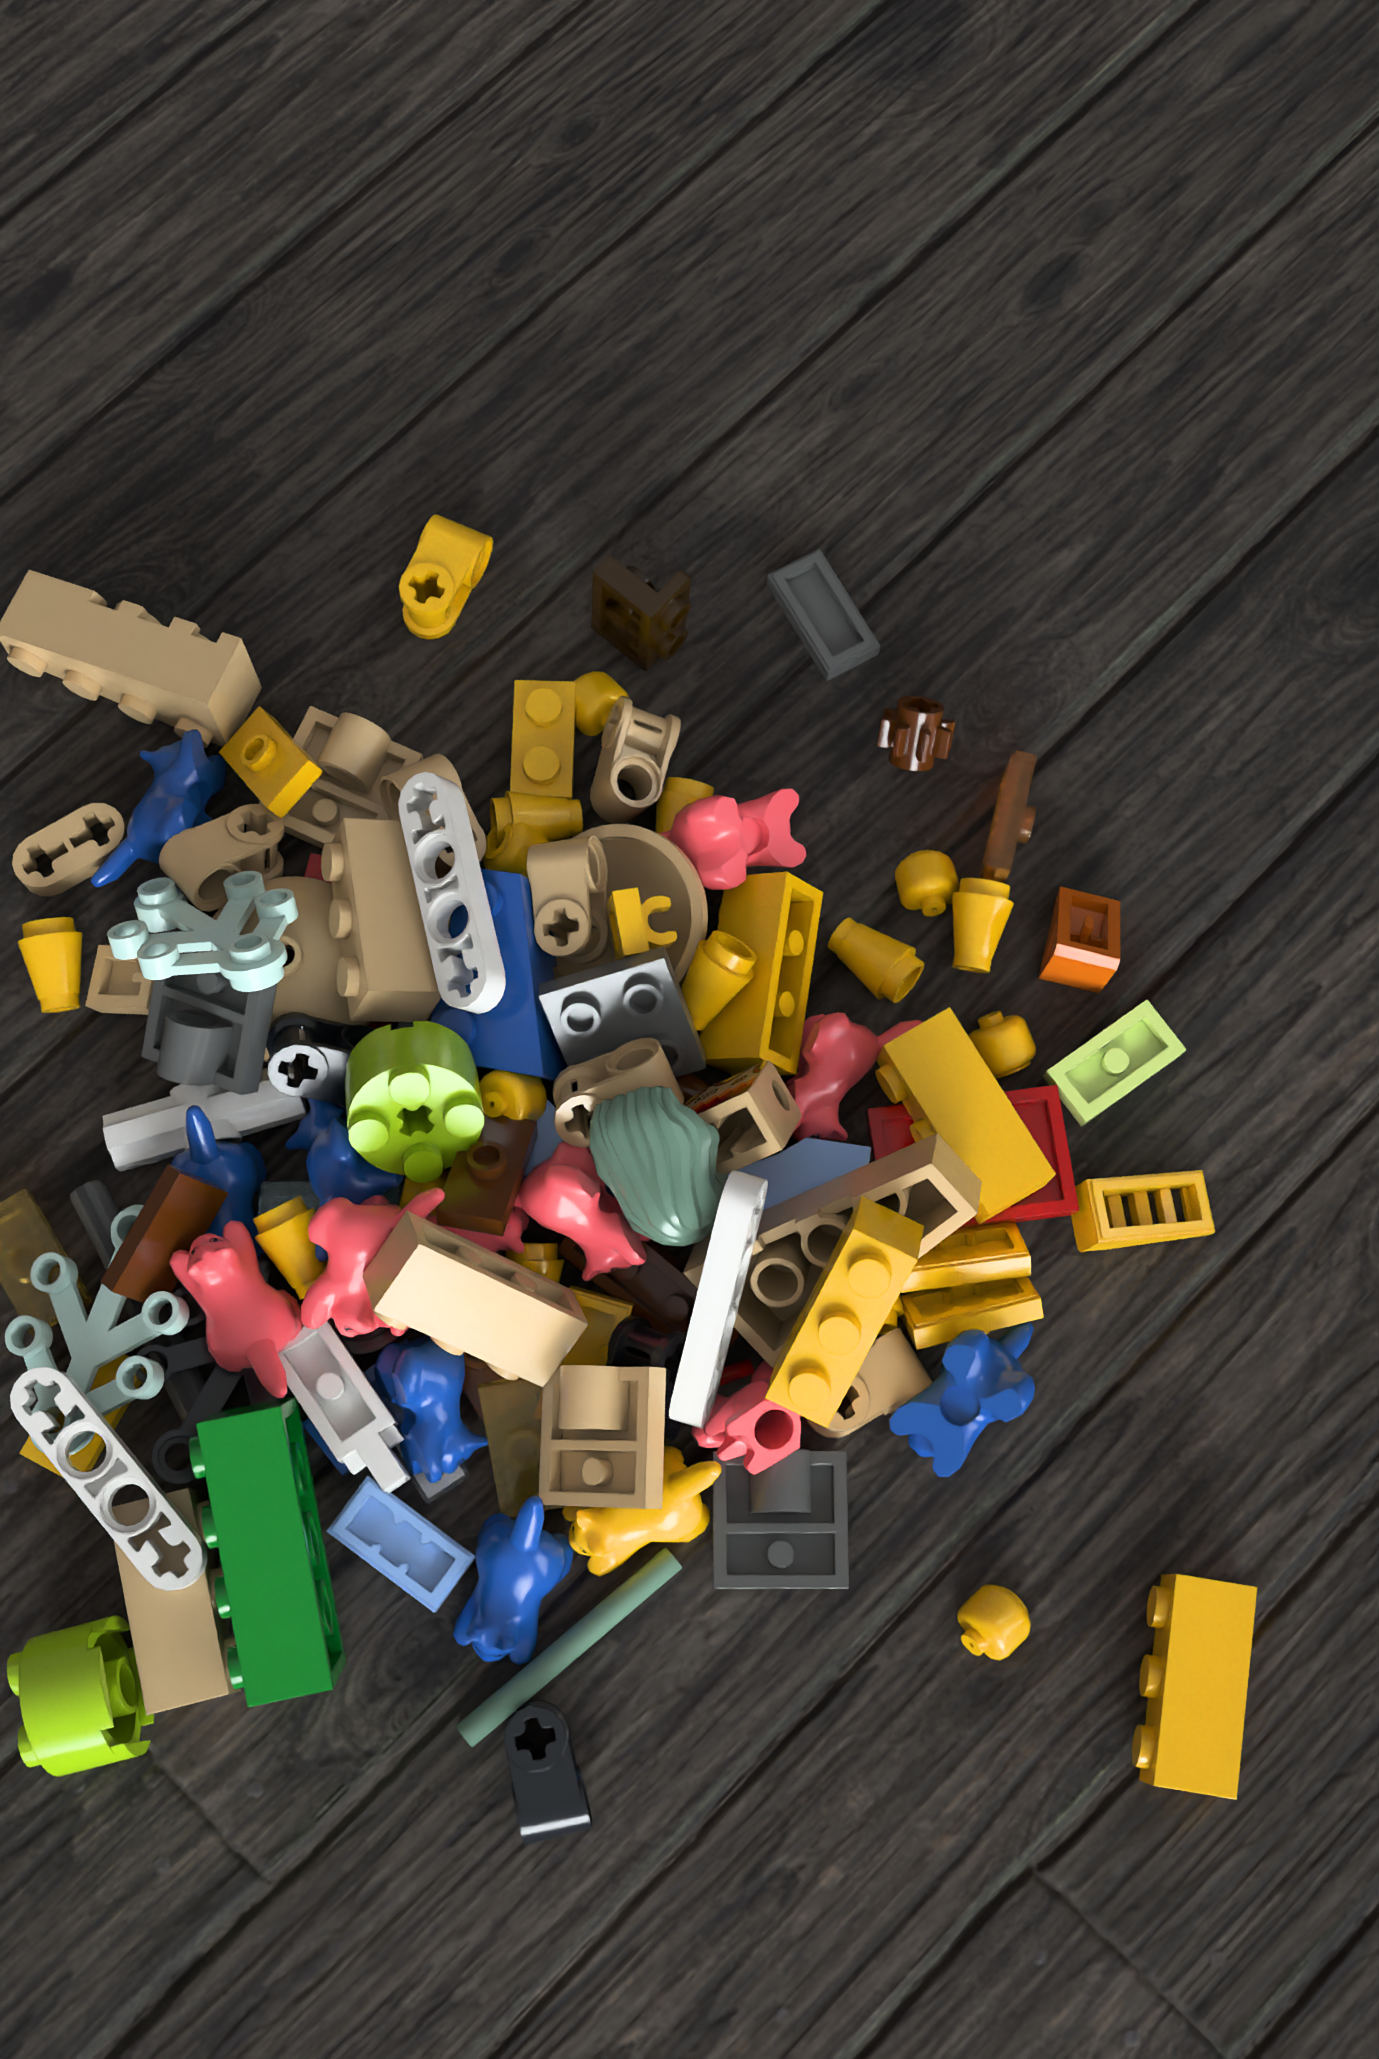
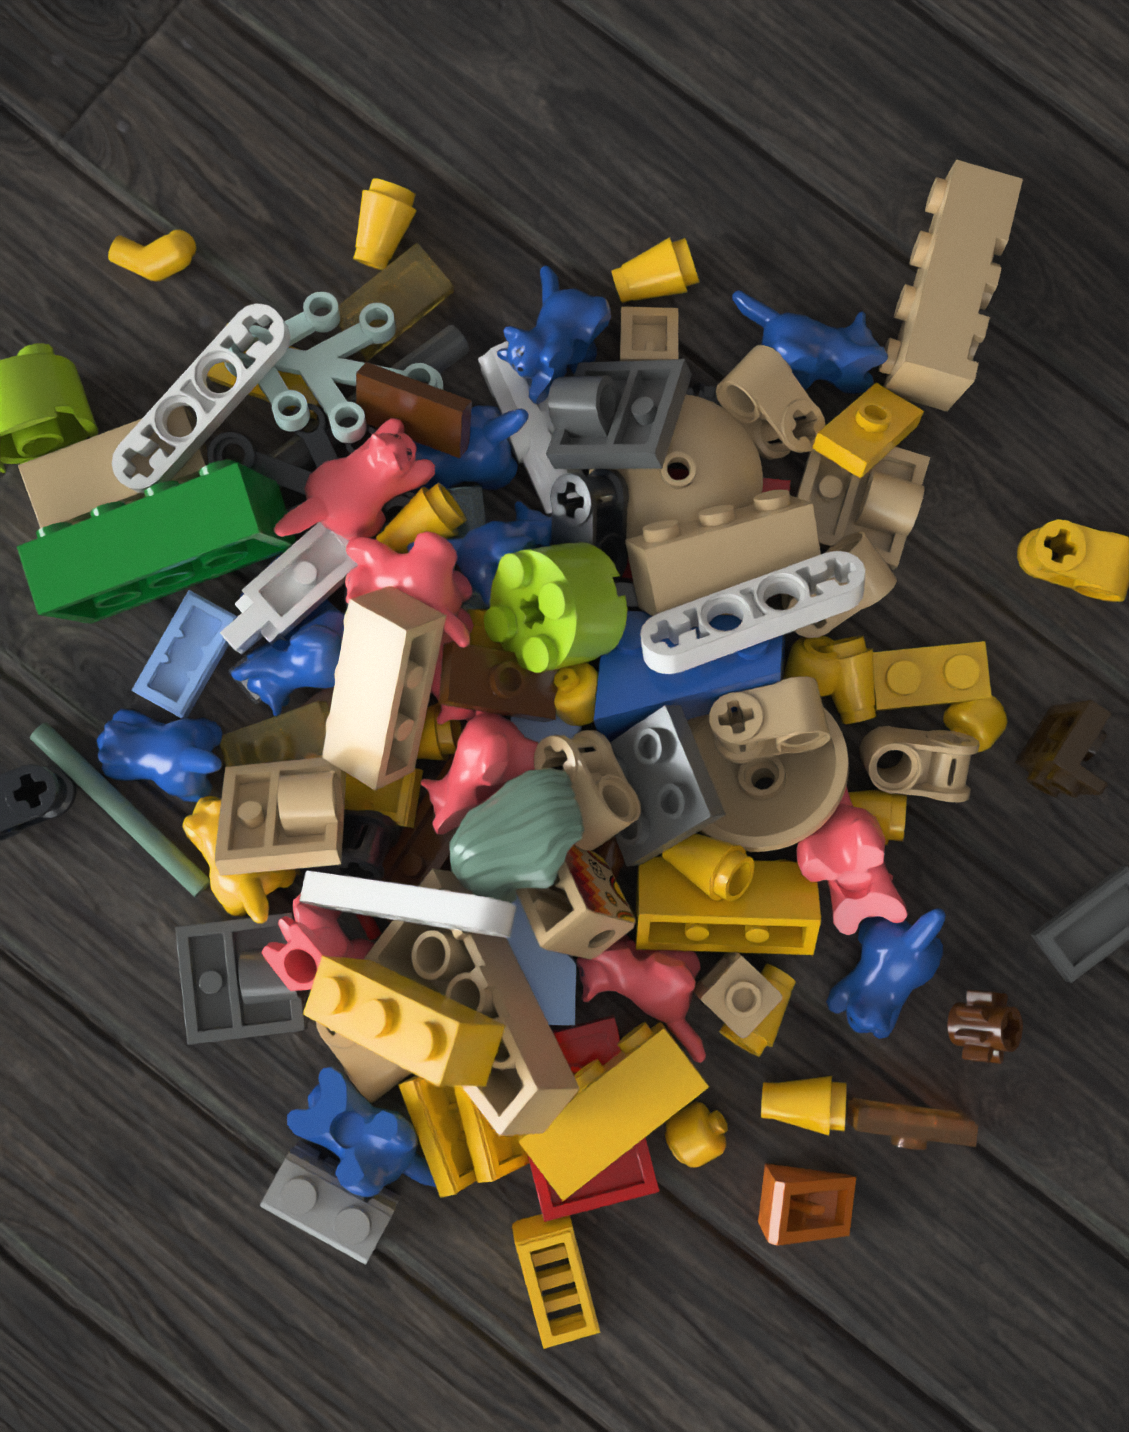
camera: 90 degrees right, 10 degrees up
(71, 848) = (775, 260): tan beam -> none
(106, 1069) = (560, 338): none -> blue animal
(247, 960) = (654, 434): light aqua plant -> none
(630, 923) = (747, 781): yellow tile -> none
(840, 815) = (891, 966): none -> blue animal
(854, 974) = (737, 993): none -> tan bracket
(926, 882) = (842, 1051): yellow piece -> none
(993, 1622) = (179, 1173): yellow piece -> none
(1039, 1443) = (316, 1202): none -> light grey brick
(1114, 1062) = (689, 1243): yellowish green plate -> none
(1195, 1685) = (138, 1359): yellow brick -> none

